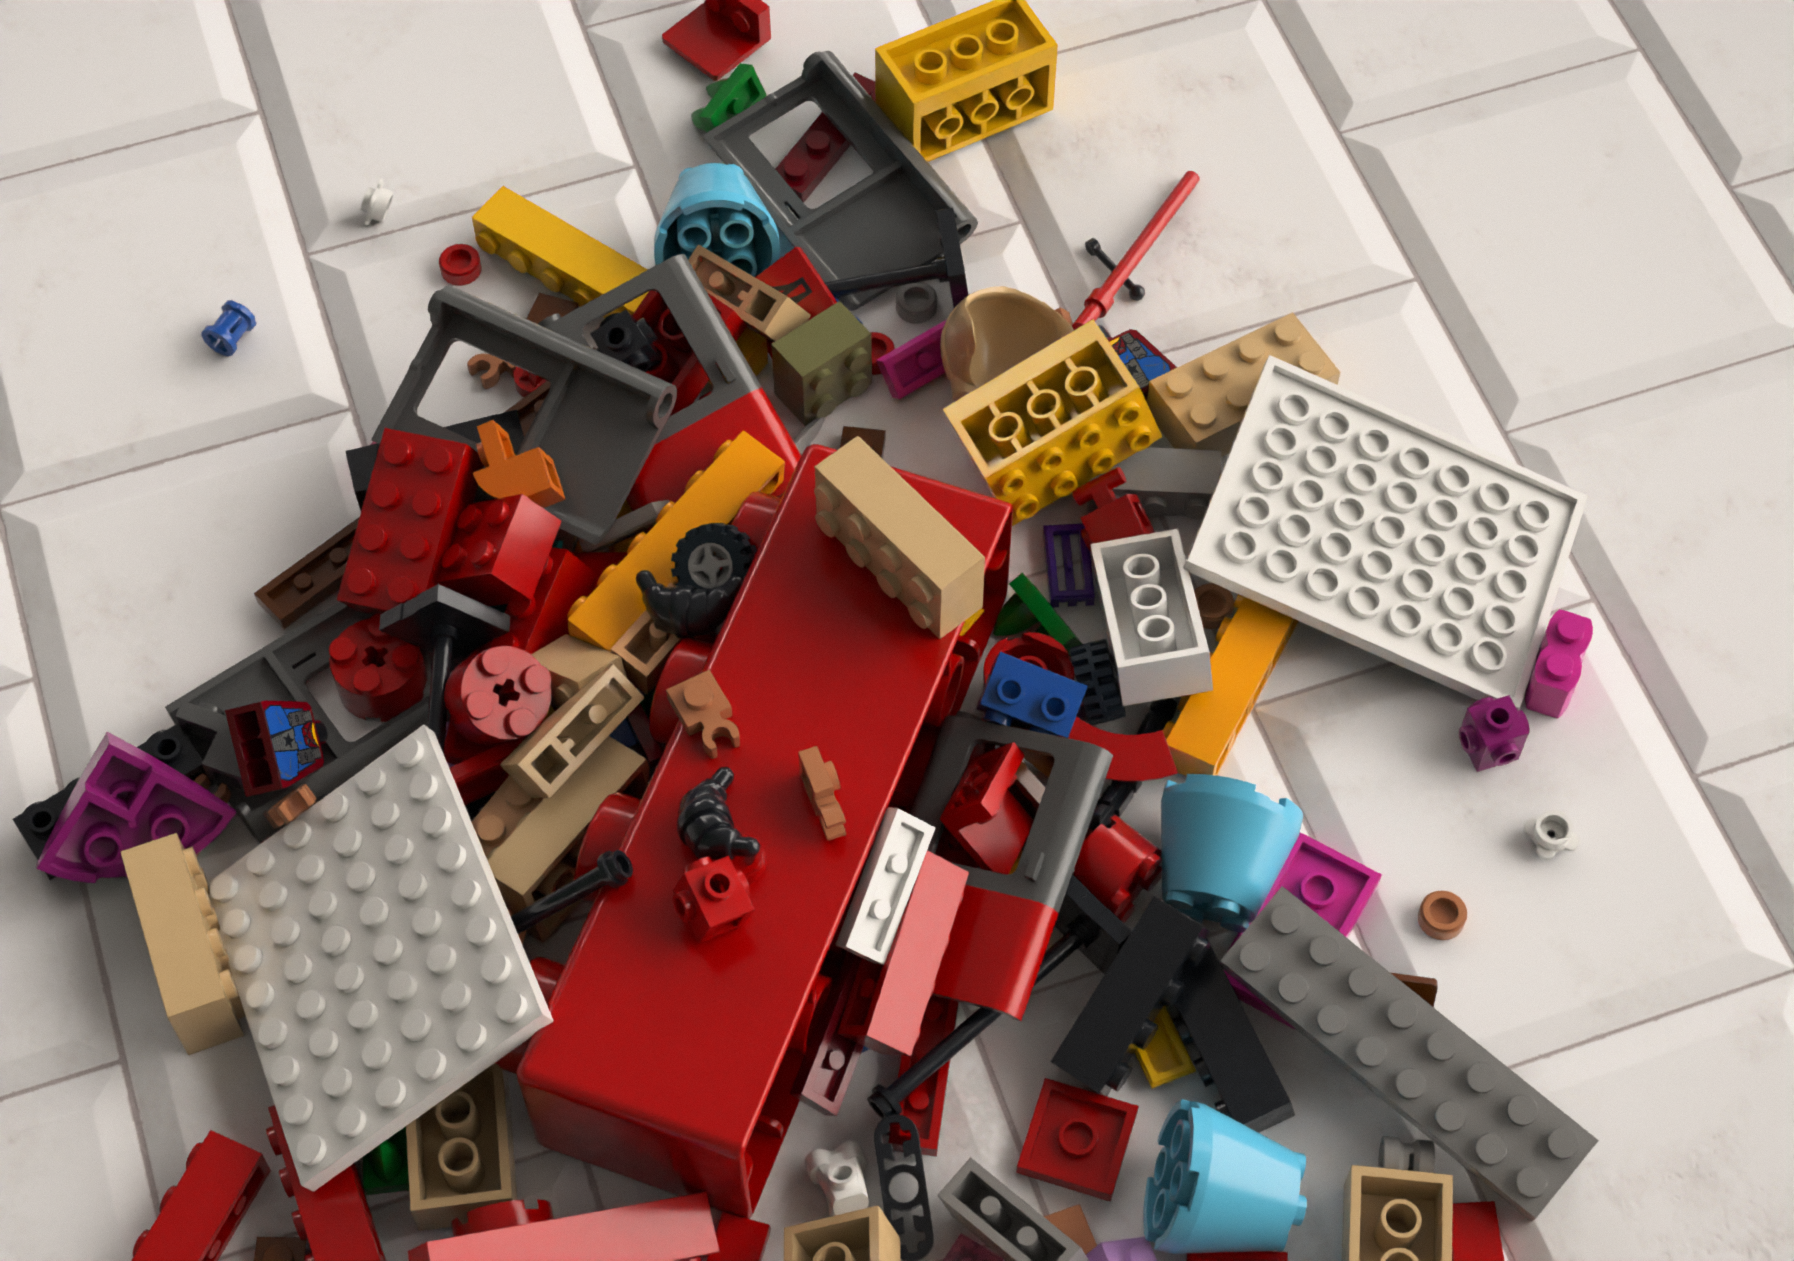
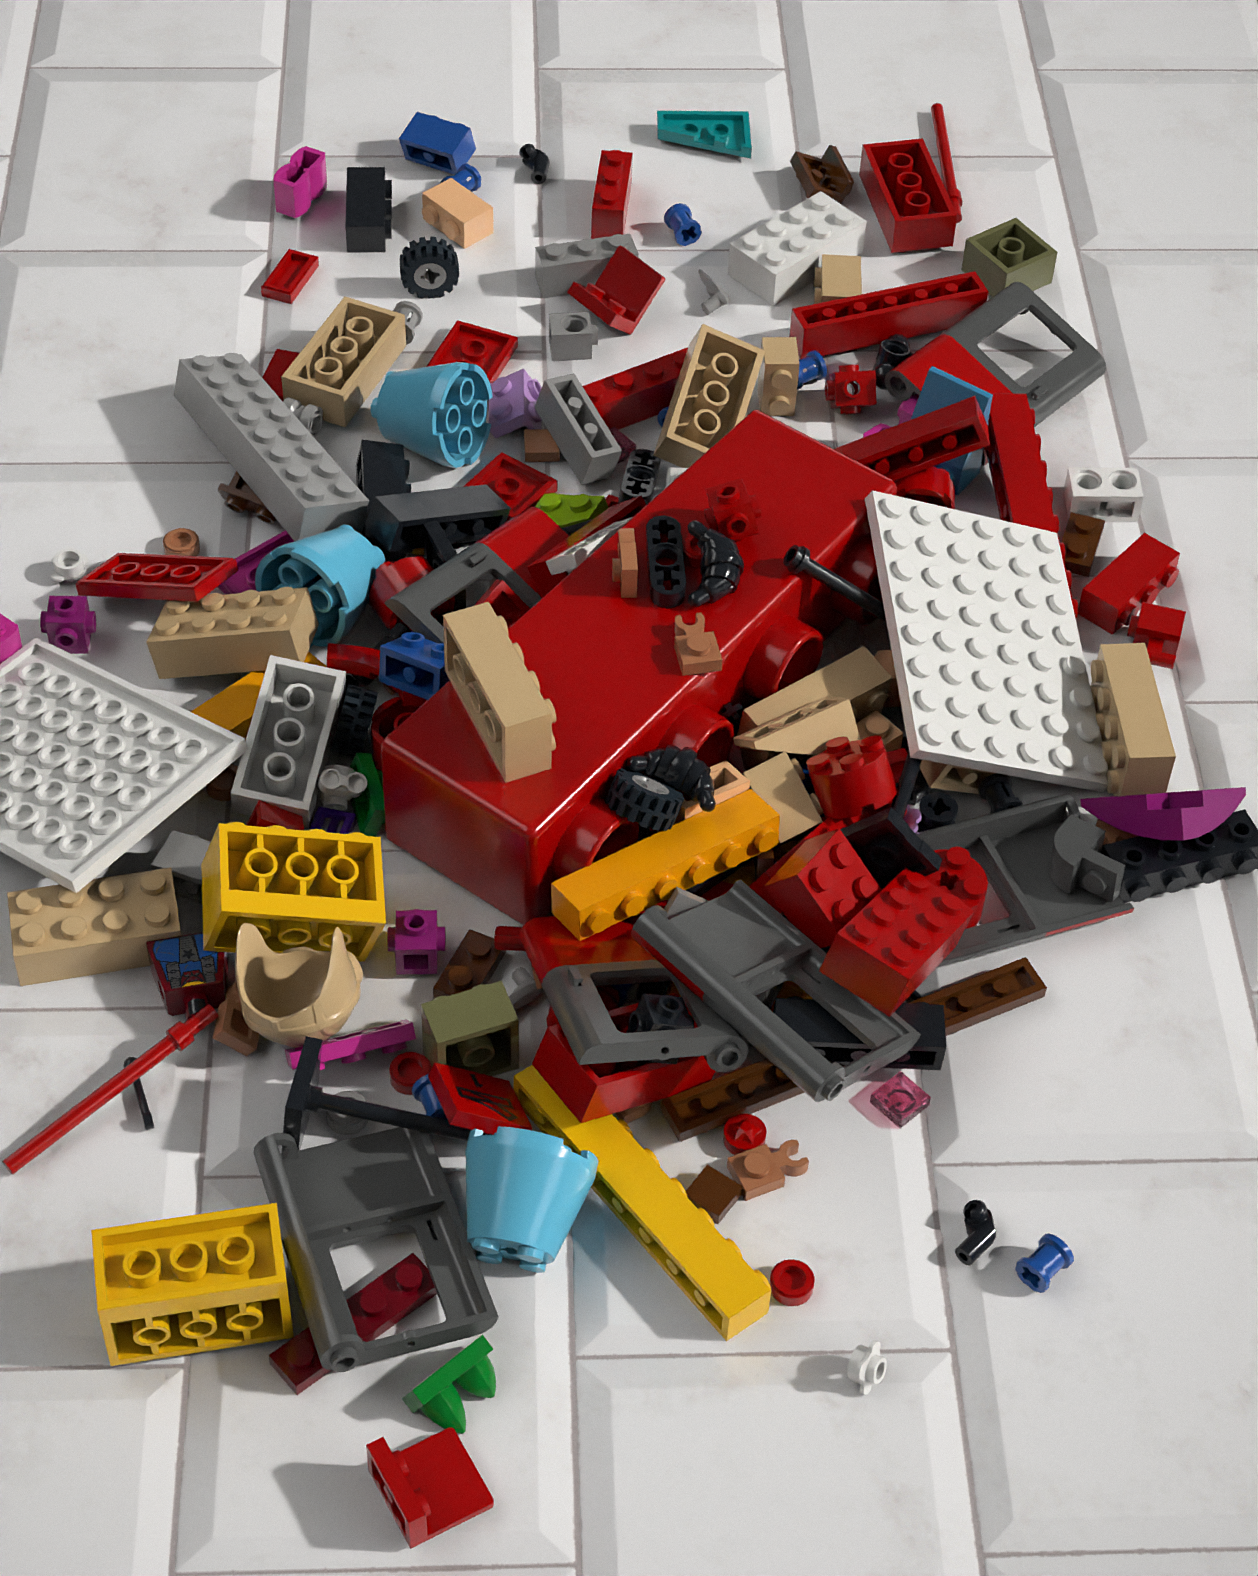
camera: 165 degrees left, 10 degrees down
(158, 1135) = (1159, 630): none -> red brick
(275, 743) = (1038, 823): torso -> none
(290, 806) = (1036, 779): nougat plate -> none
(292, 345) = (980, 1232): none -> black arm
(509, 475) = (795, 922): orange brick -> none
(754, 301) = (521, 1086): tan slope -> none
(775, 844) = (659, 573): none -> black beam
(920, 451) = (416, 941): none -> magenta brick
(986, 1094) = (571, 509): none -> lime wing
(1076, 598) = (339, 785): none -> white plate
(1292, 739) = (232, 632): none -> tan brick
(1424, 804) = (157, 577): none -> red tile

